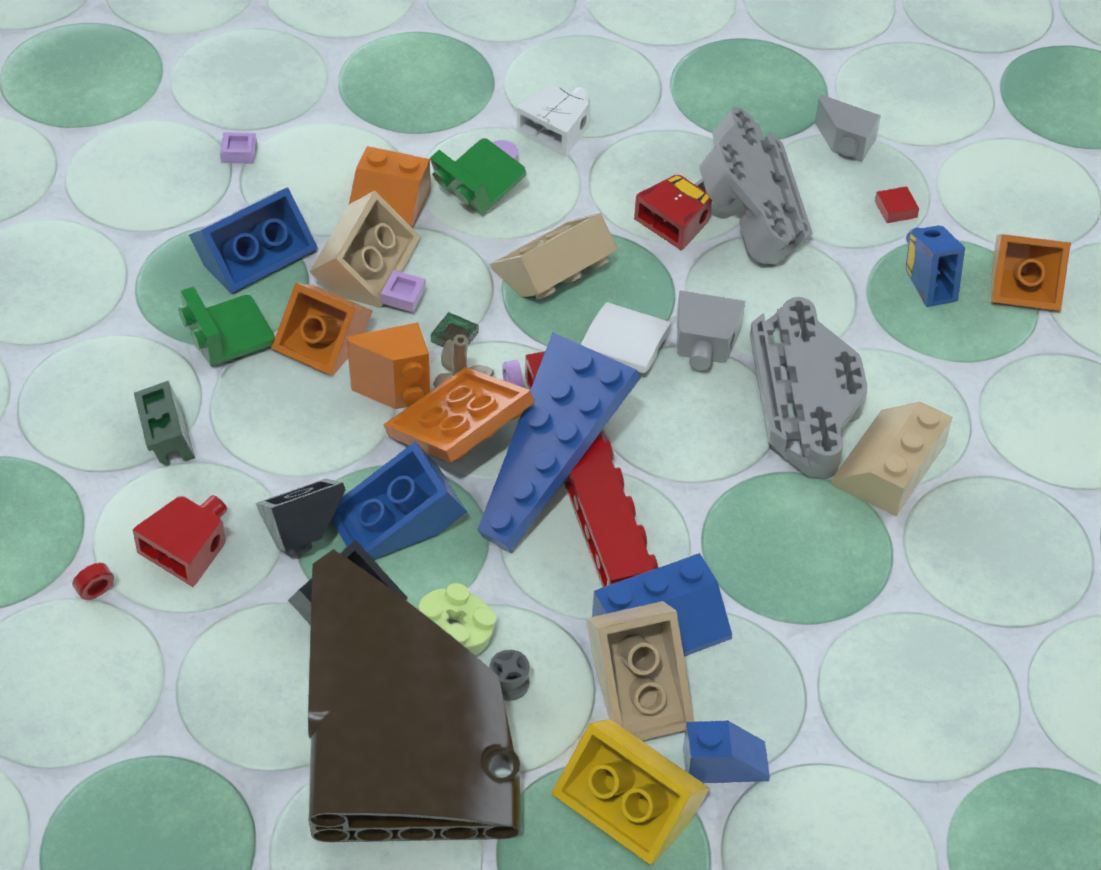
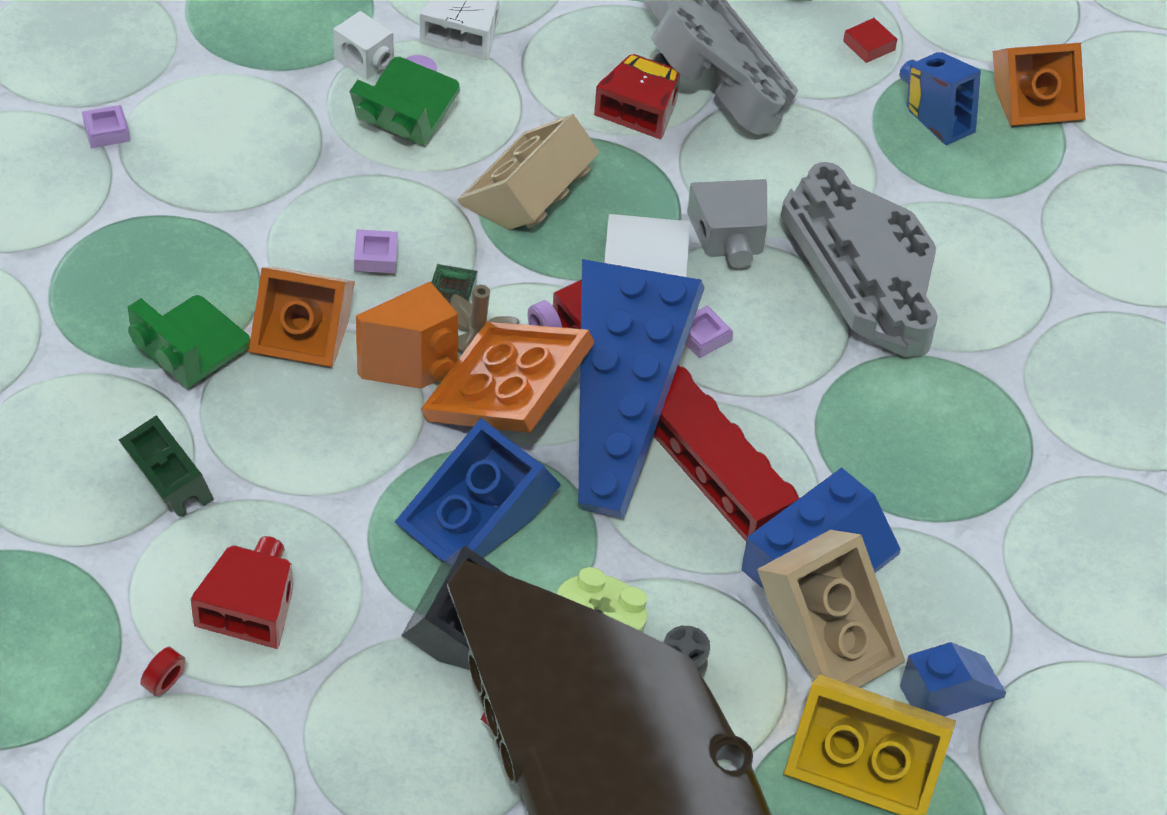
camera: 20 degrees left, 0 degrees up
(254, 240) = (176, 230): blue slope -> none
(301, 514) = (374, 532): black slope -> none
(365, 250) = (312, 214): tan slope -> none
(396, 177) = (309, 137): orange slope -> none
(464, 123) = (363, 45): none -> white brick
(644, 416) = (707, 332): none -> lavender tile
(894, 455) = (985, 312): tan slope -> none

